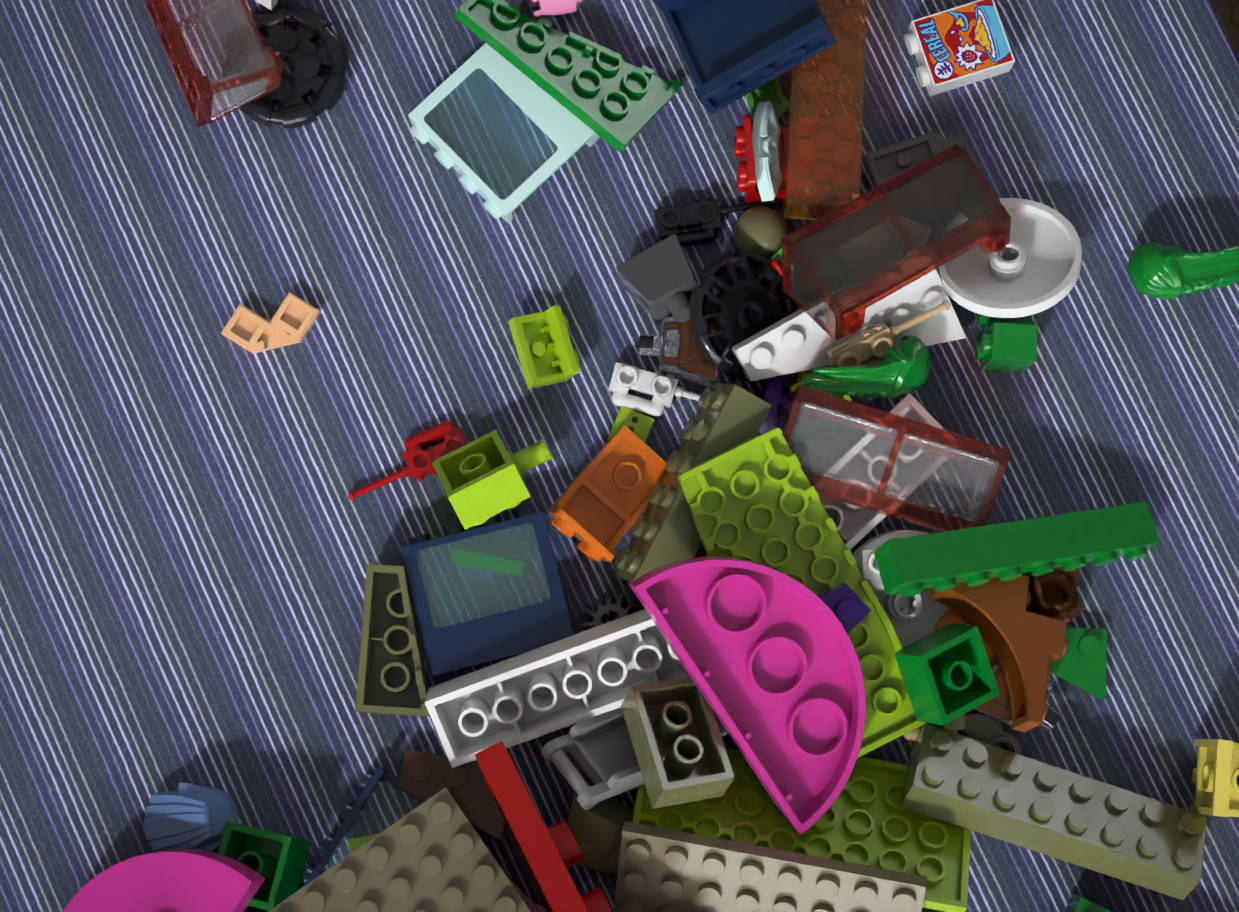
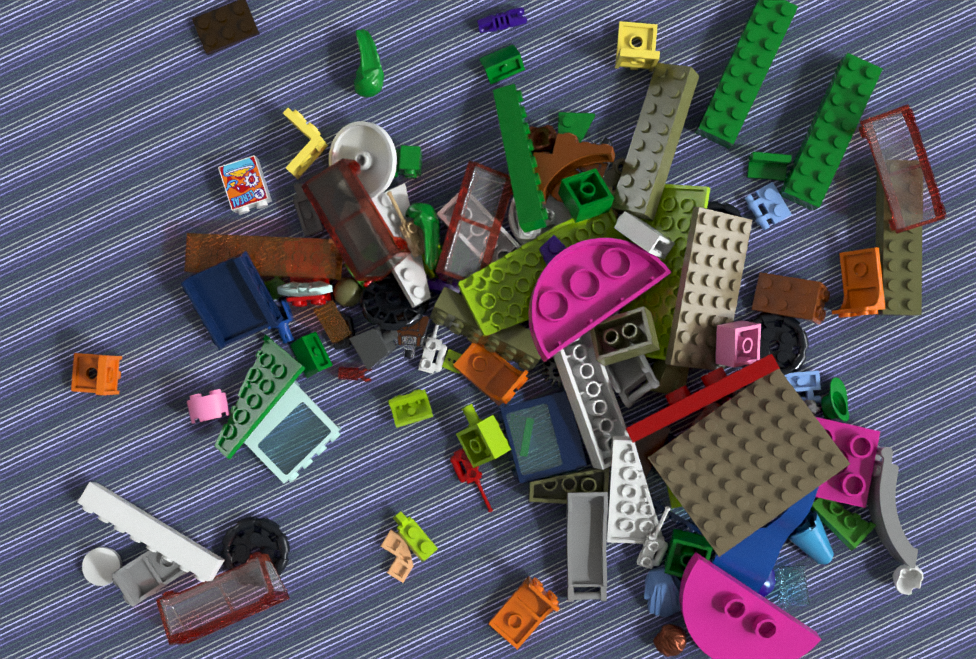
camera: 85 degrees left, 5 degrees up
(99, 834) = (670, 640): none -> copper hair
(160, 556) = (524, 611): none -> orange bracket
(280, 799) = (652, 544): none -> white piece
(283, 673) = (586, 544): none -> light grey windscreen
(305, 354) = (414, 537): none -> lime hinge
(357, 757) = (630, 503): none -> white wing
(608, 242) = (353, 373): none -> clear red bar
(645, 166) = (311, 354): none -> green panel
(697, 115) = (283, 327): none -> blue bracket
(704, 203) = (332, 322): none -> clear orange panel
(871, 785) = (644, 235): none -> white brick
(1026, 165) = (311, 151): none -> light yellow bracket
(1197, 522) = (502, 64): none -> green panel

